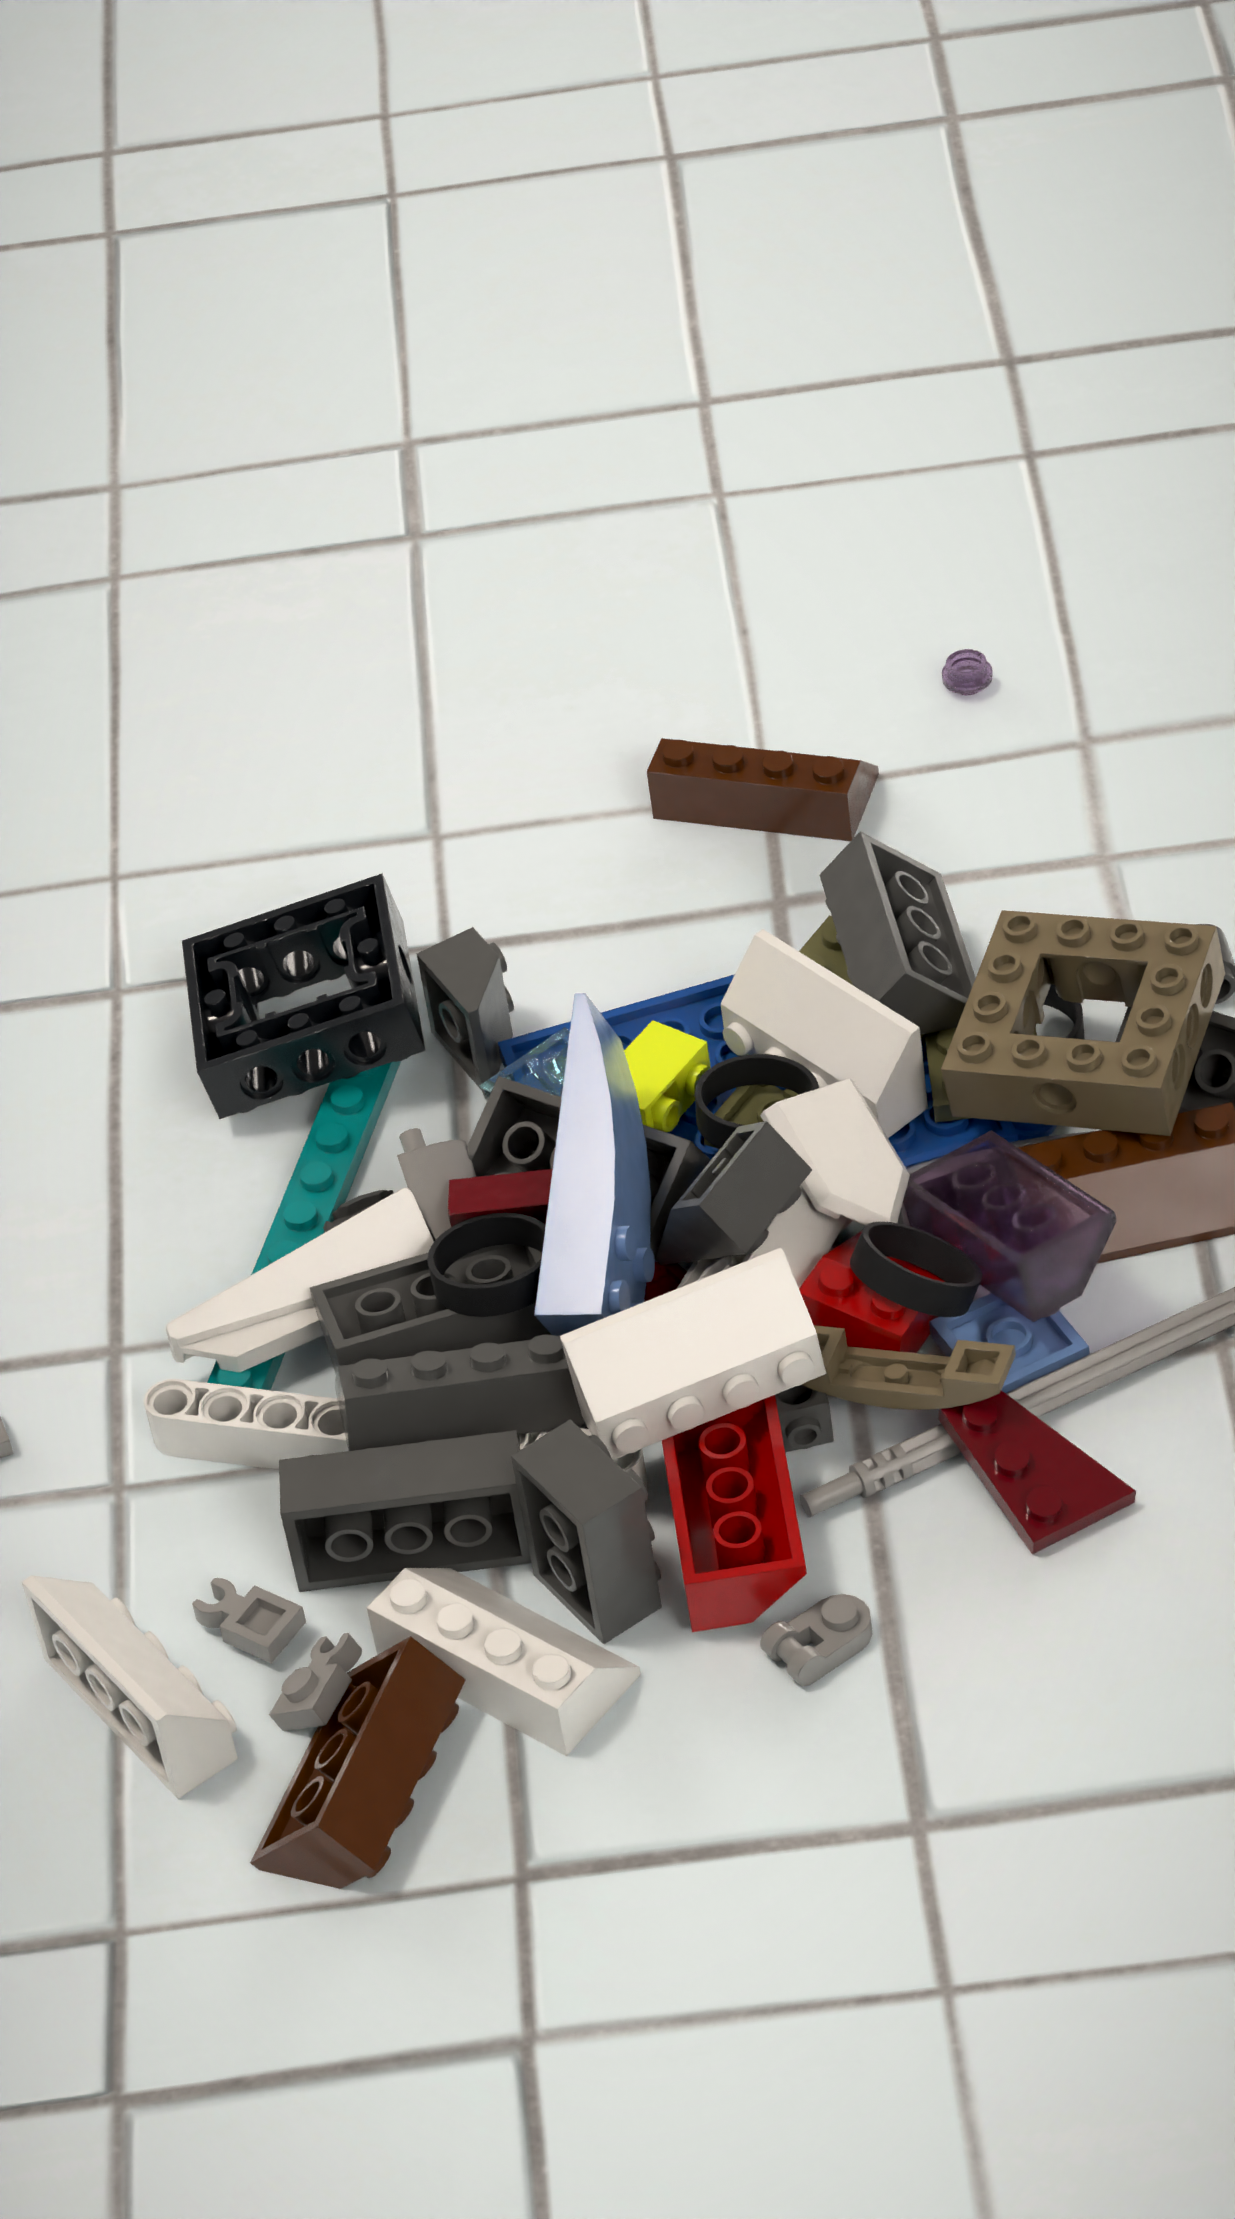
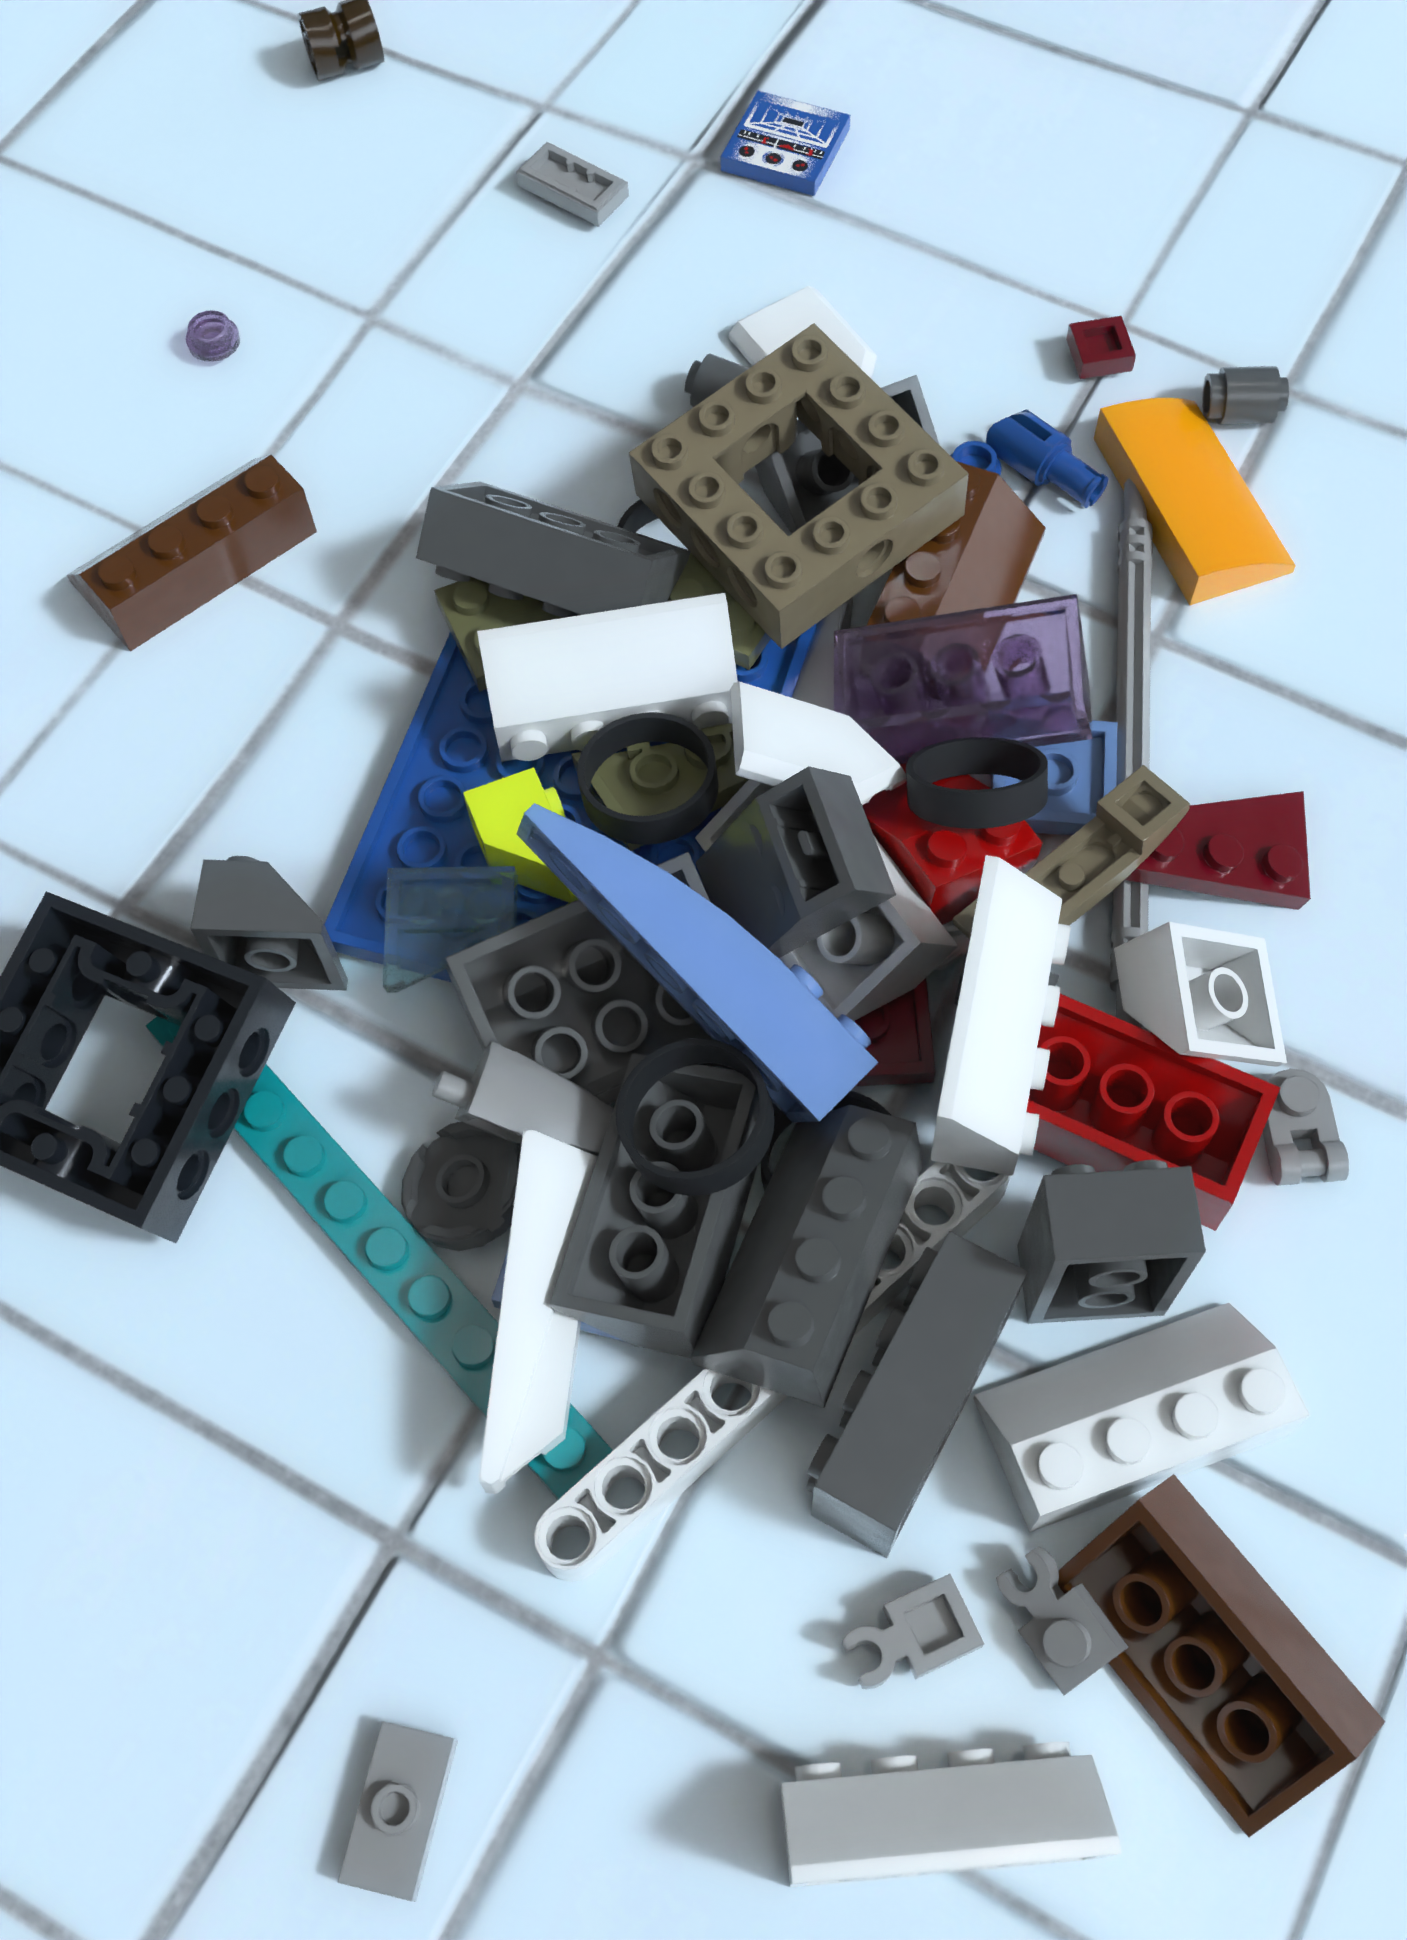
camera: 60 degrees left, 20 degrees up
(502, 1193) = (603, 1051): dark red slope -> none
(856, 1496) = (1203, 992): none -> white slope

